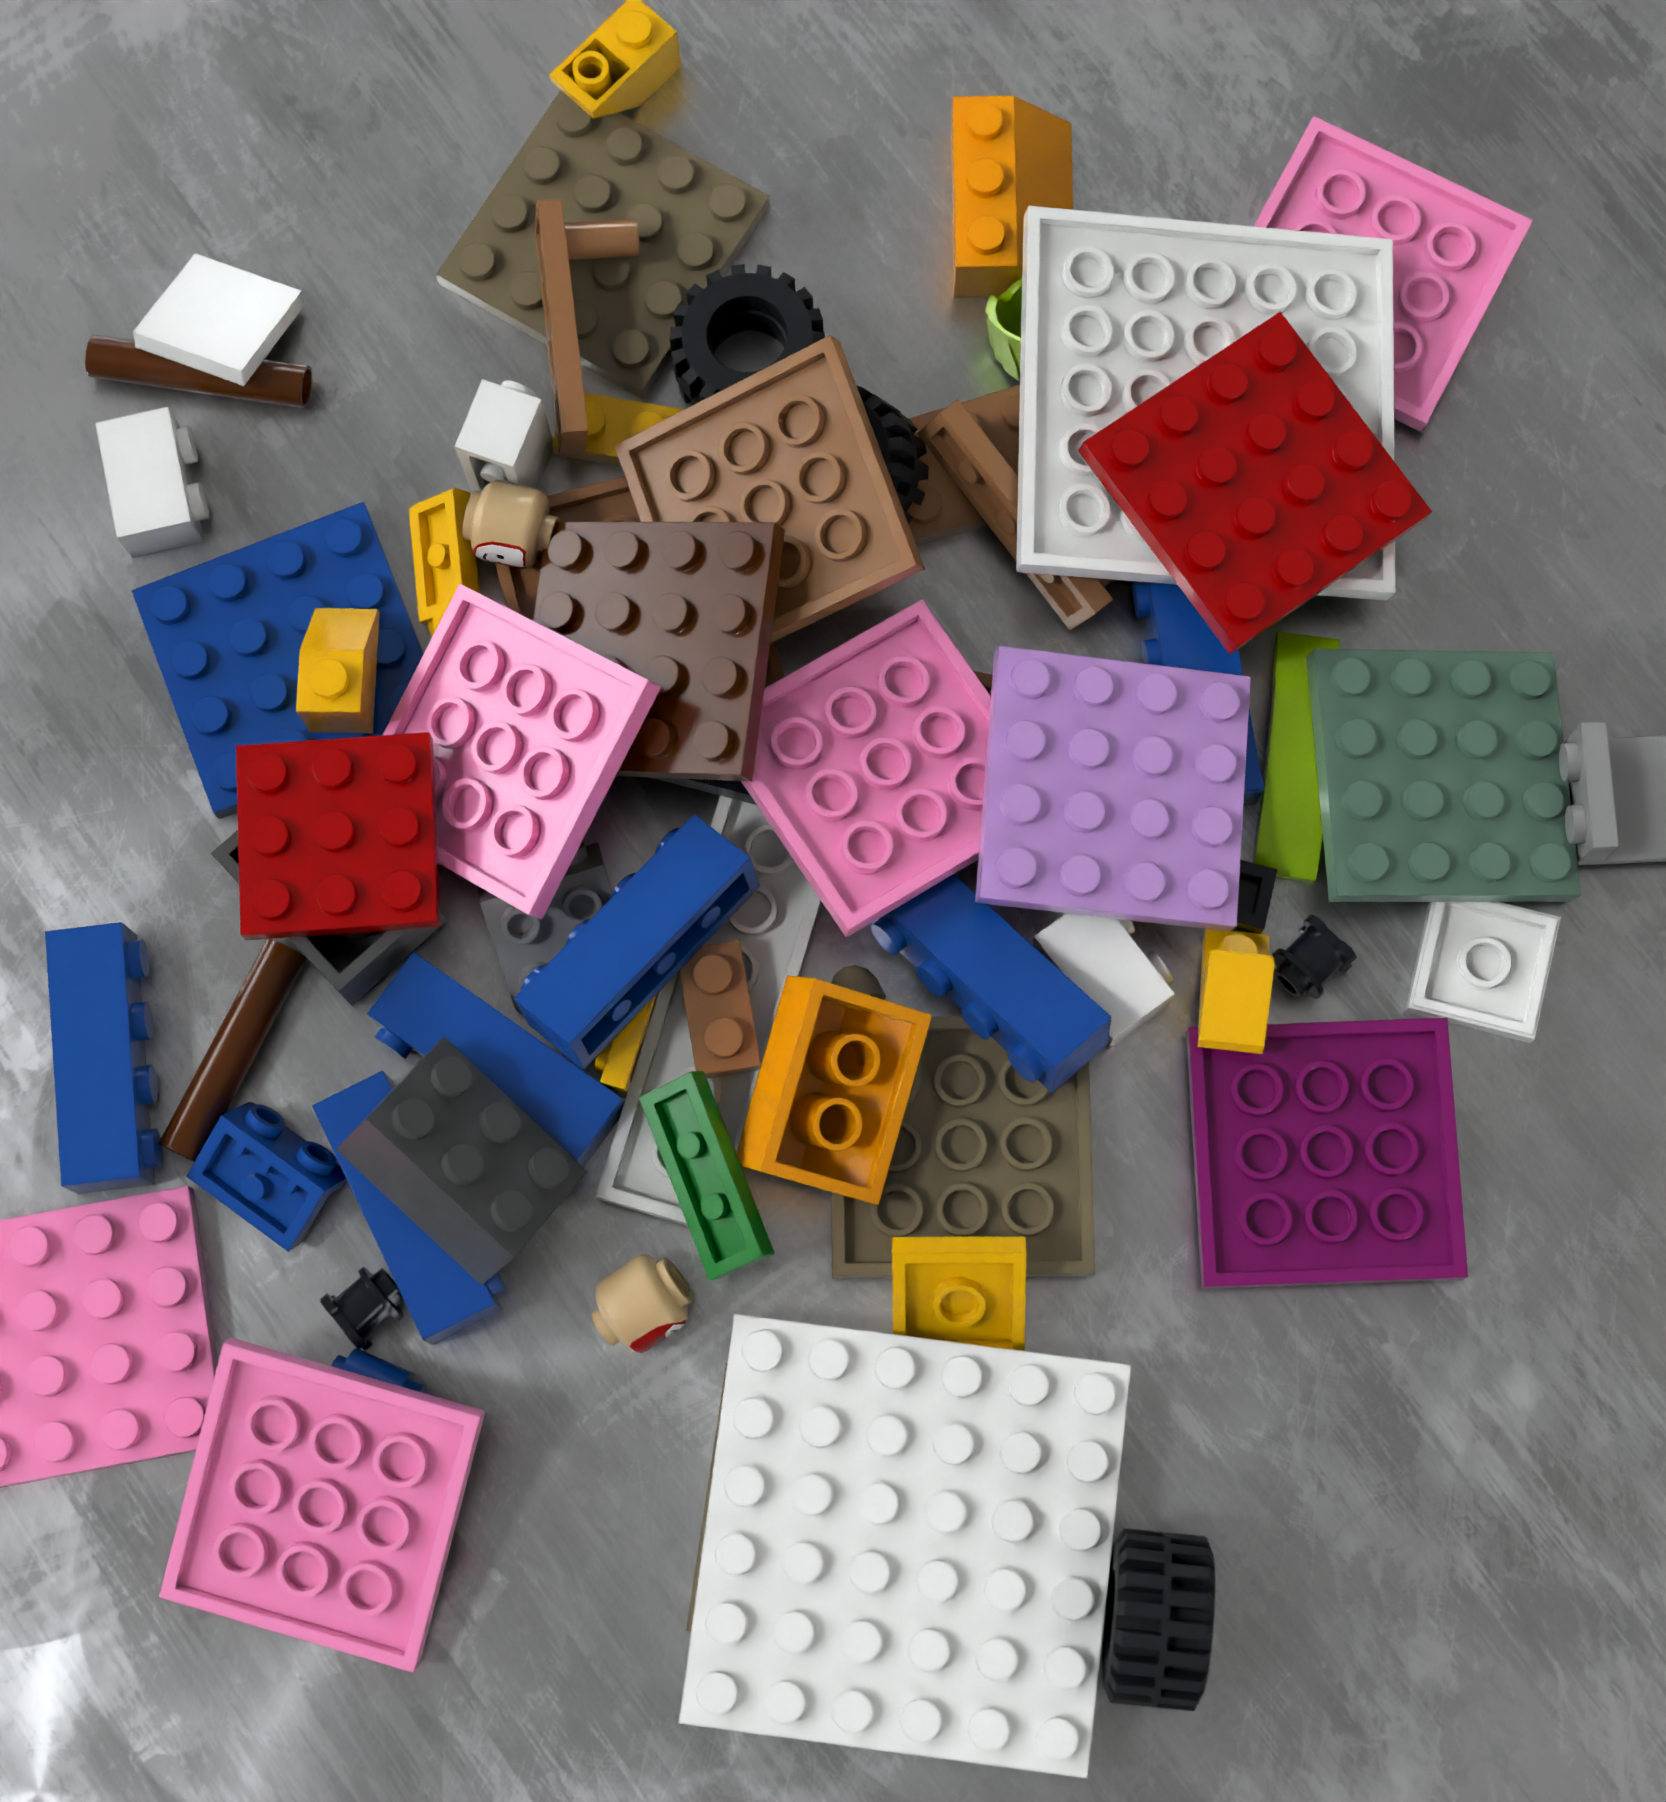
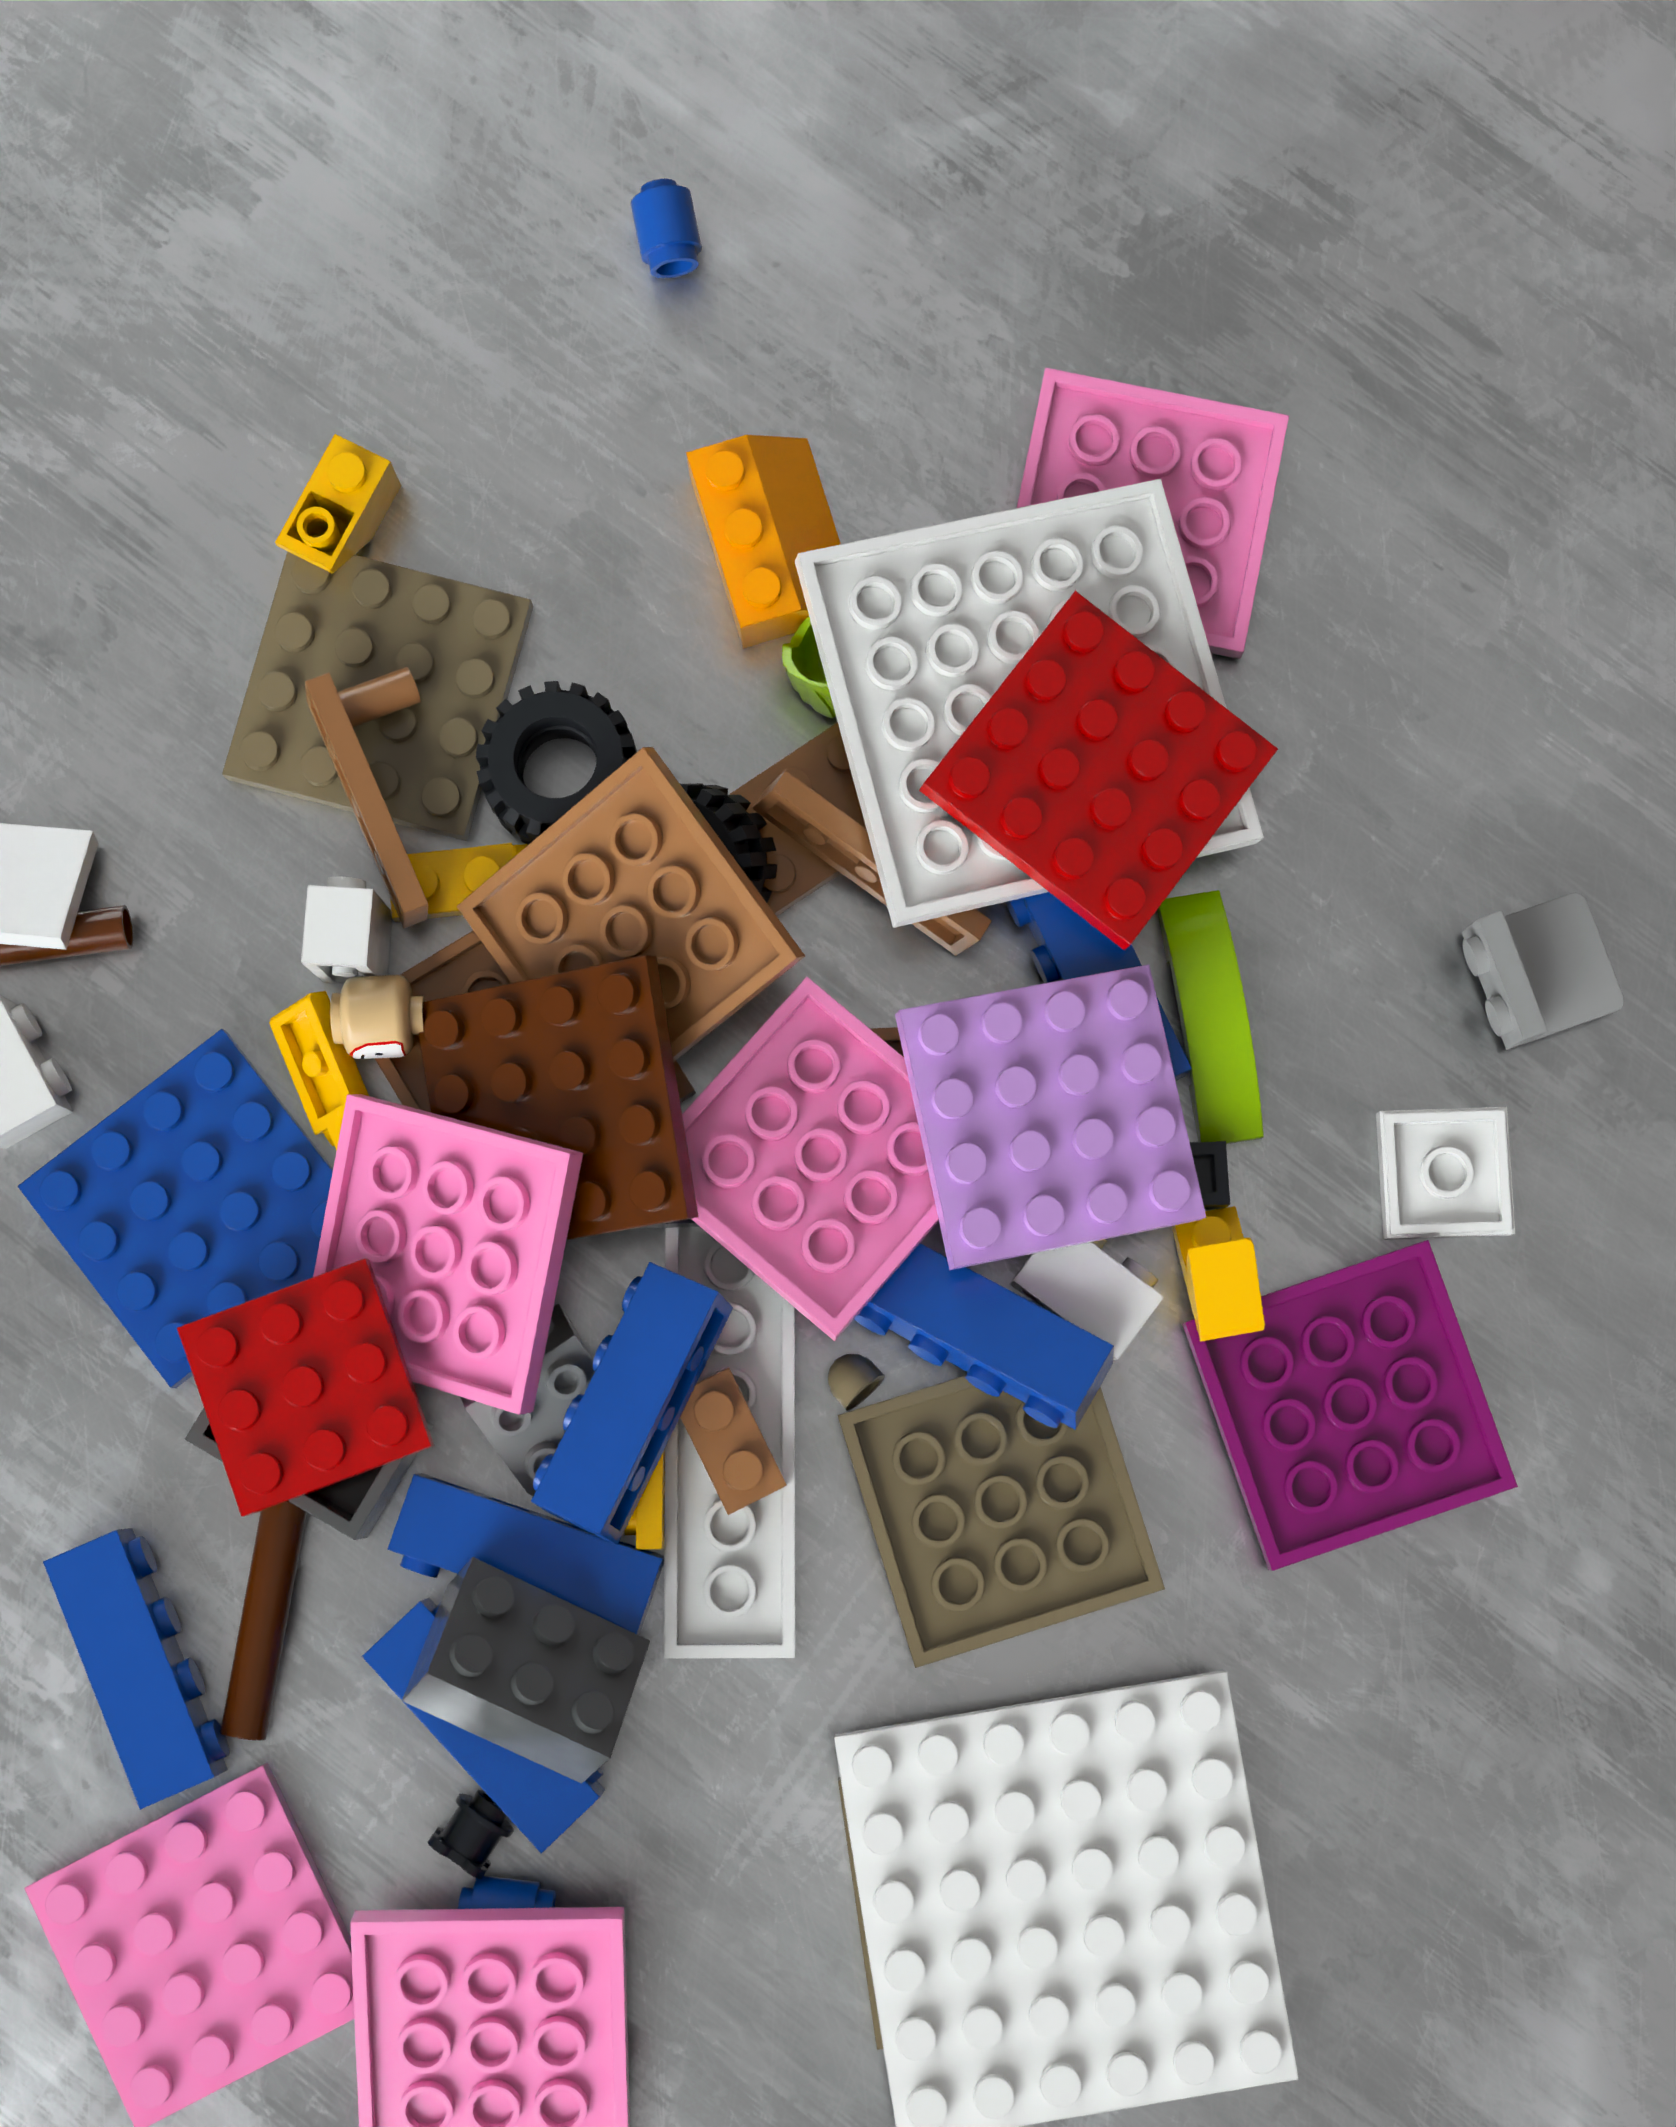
camera: 20 degrees left, 5 degrees up
(267, 1173) = (336, 1729): blue bracket -> none
(338, 671) = (252, 1211): yellow slope -> none
(641, 1303) = (740, 1748): tan head -> none
(706, 1175) = (767, 1611): green plate -> none
(832, 1088) = (863, 1492): light orange slope -> none
(960, 1289) = (1044, 1648): yellow plate -> none
(1159, 1619) = (1324, 1911): black tyre -> none
(1312, 959) = (1283, 1220): black brick -> none
(1441, 776) = (1355, 1003): sand green plate -> none

